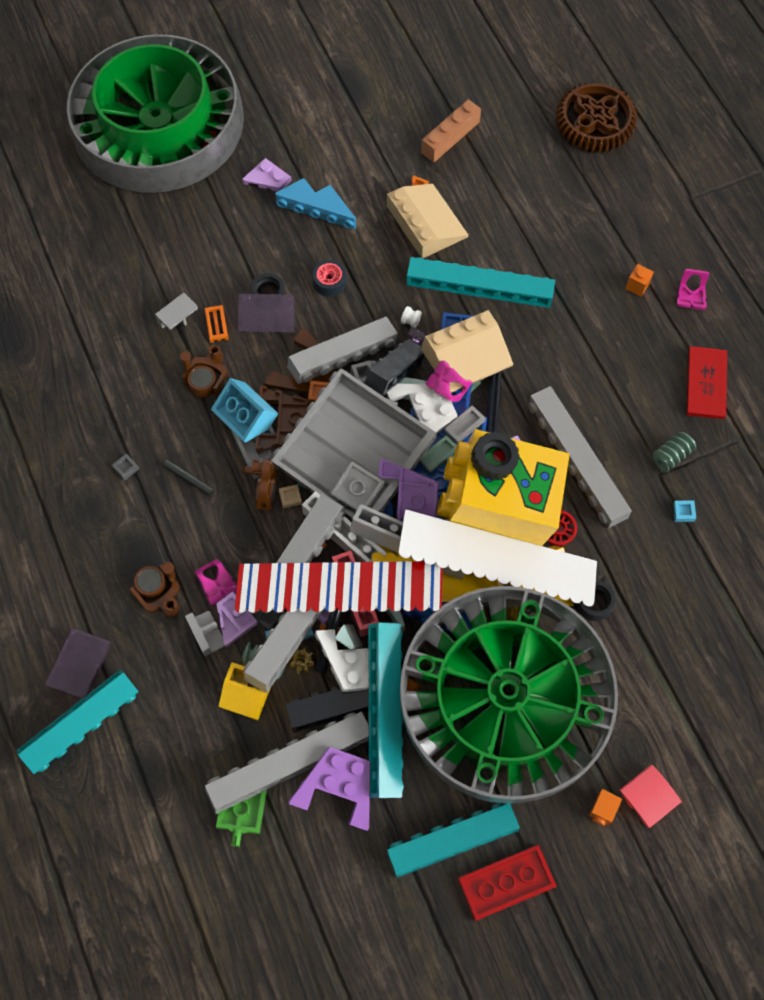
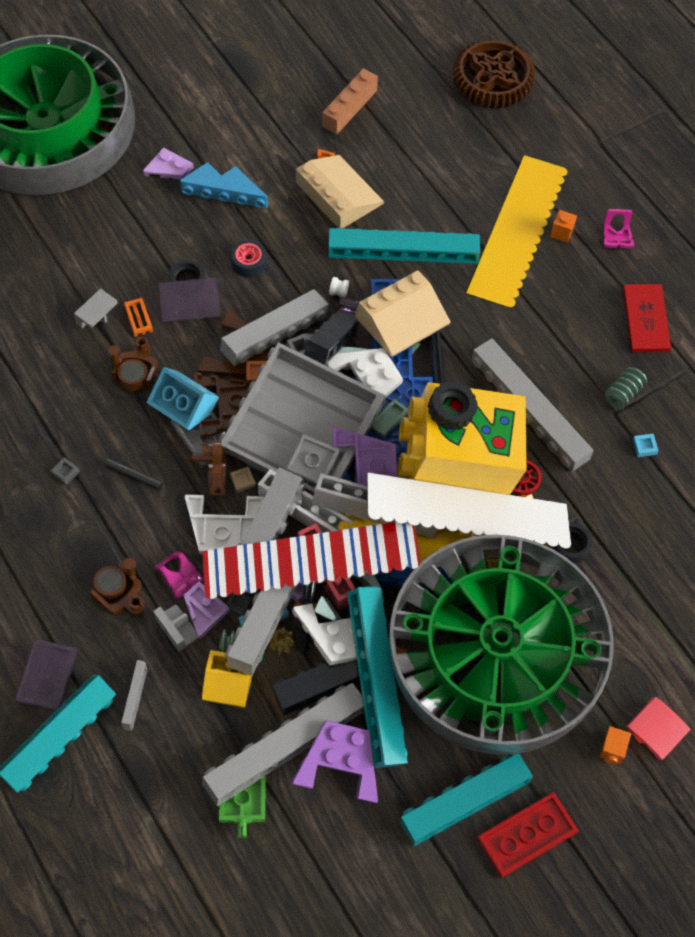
camera: 10 degrees left, 5 degrees down
(156, 694) = (134, 695): none -> light grey tile
(258, 544) = (220, 530): none -> white wing
(443, 377) = (383, 340): dark pink piece -> none
(464, 424) = (411, 386): light grey tile -> none
(594, 279) = (516, 231): none -> yellow sticker

